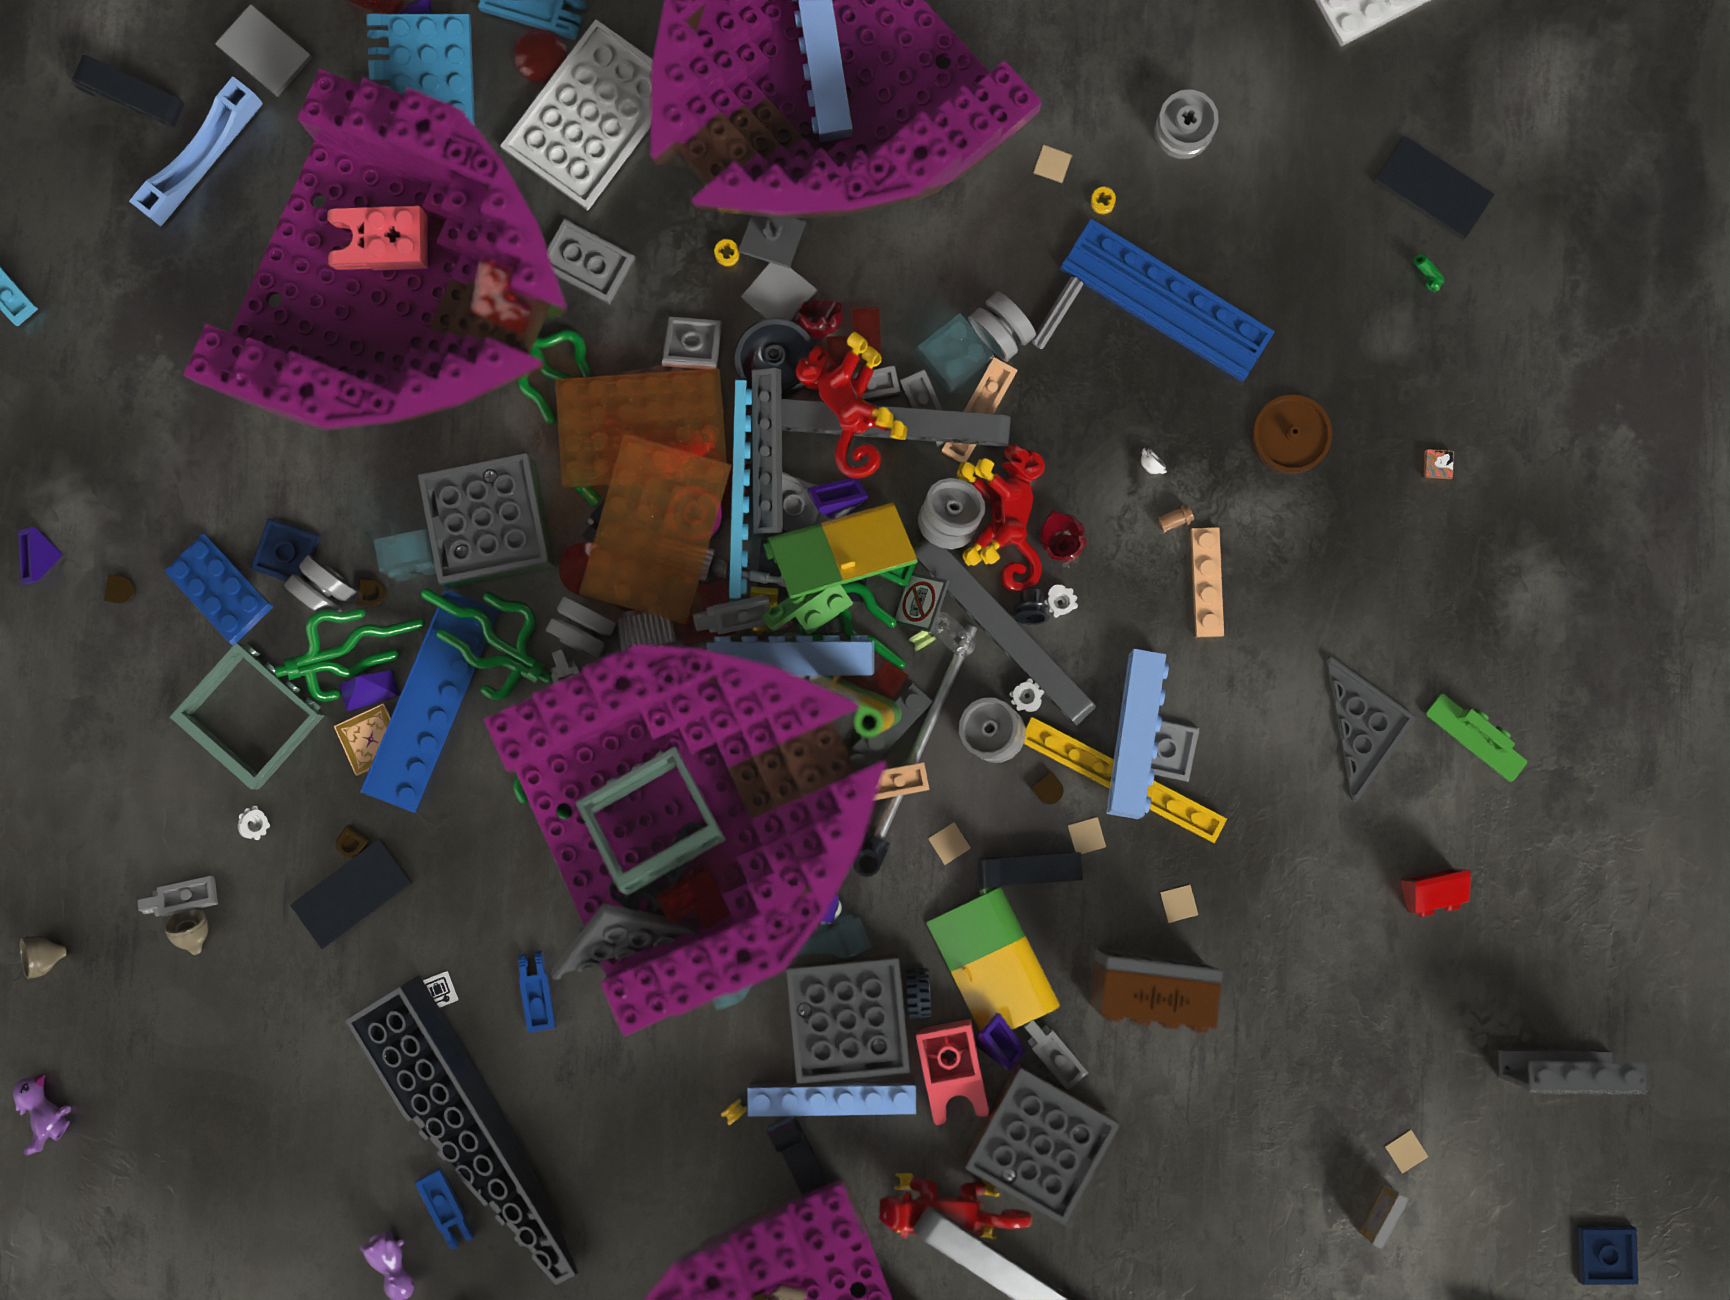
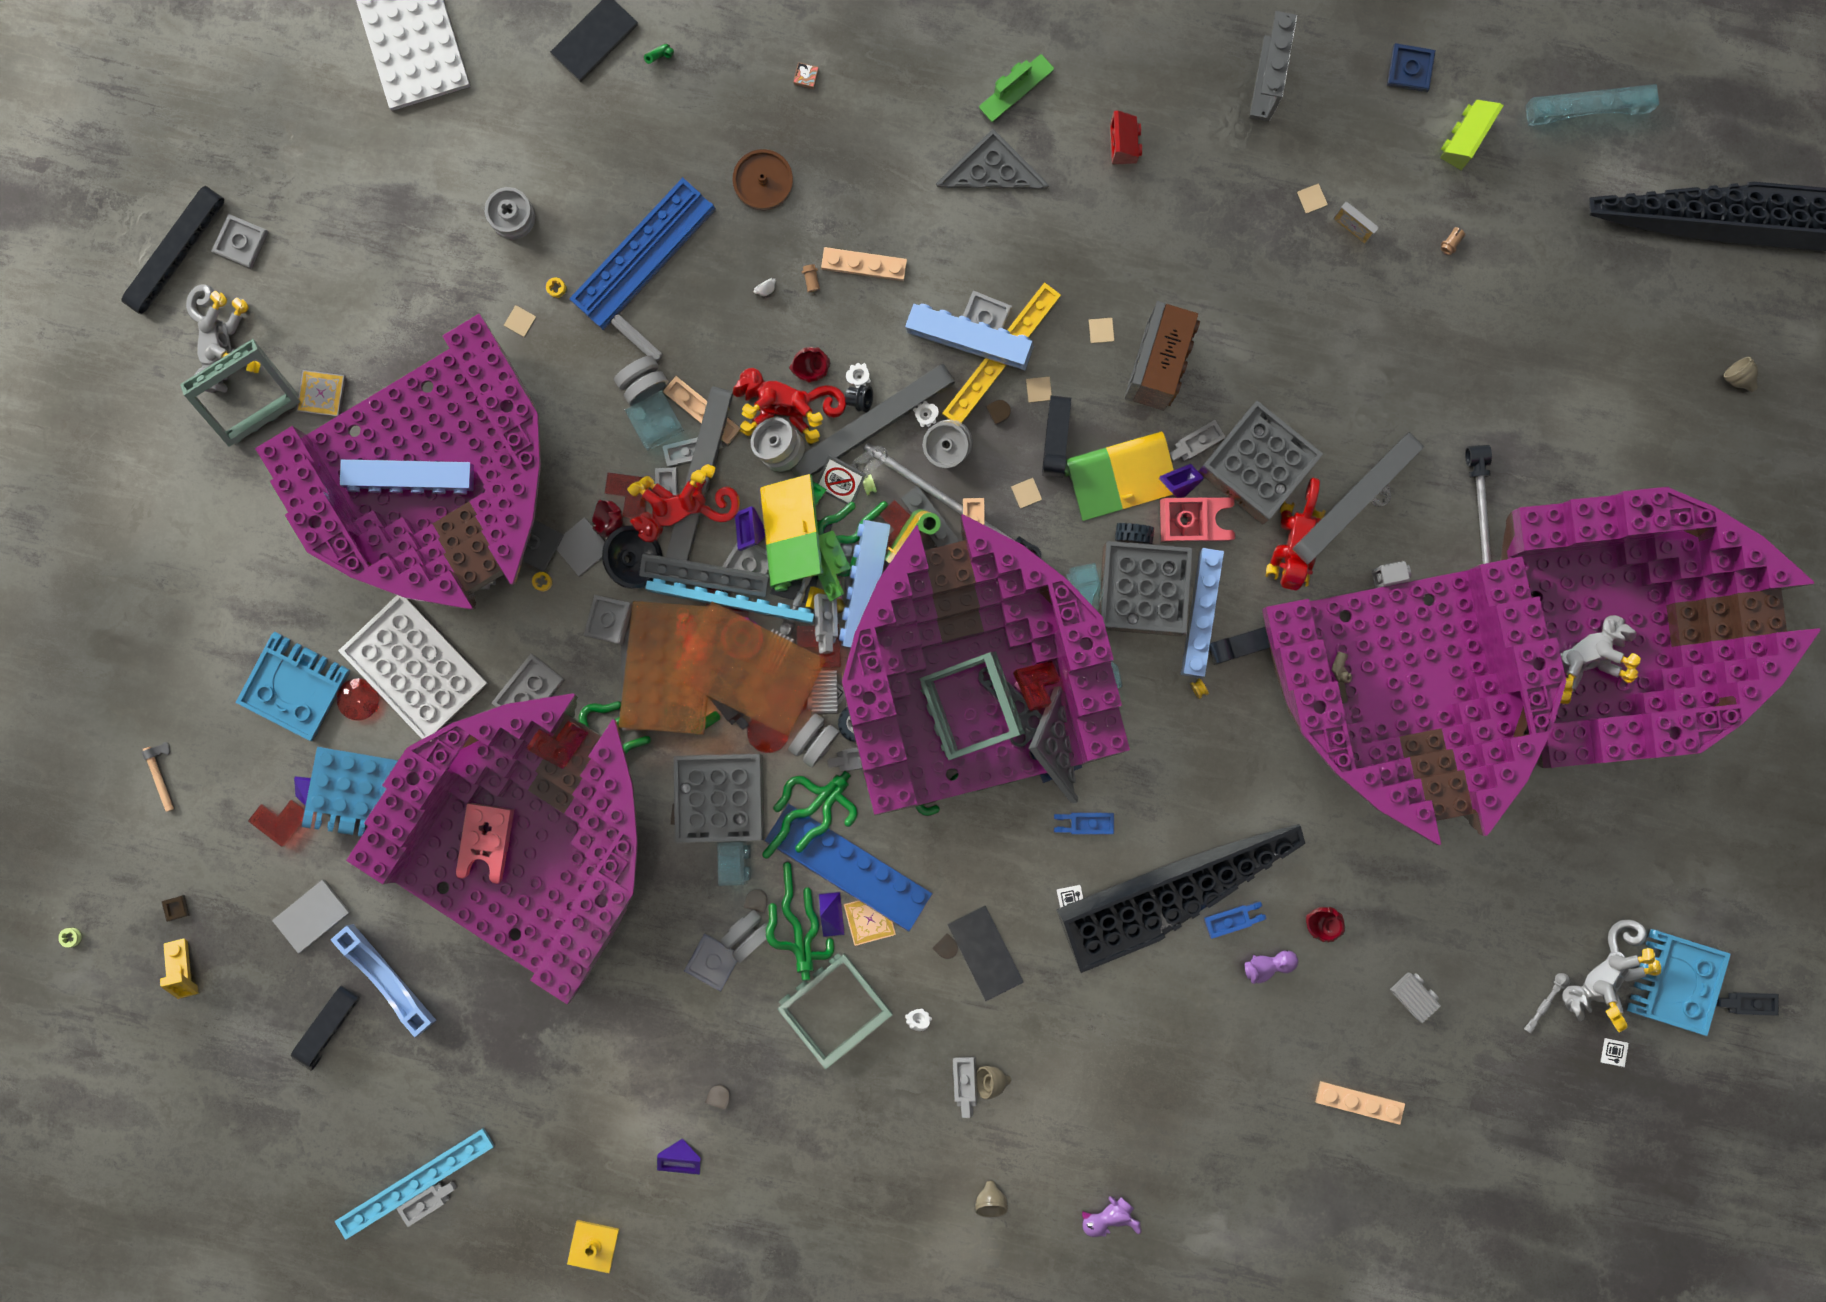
camera: 80 degrees left, 0 degrees up
(218, 589) = (732, 1017): blue plate -> none

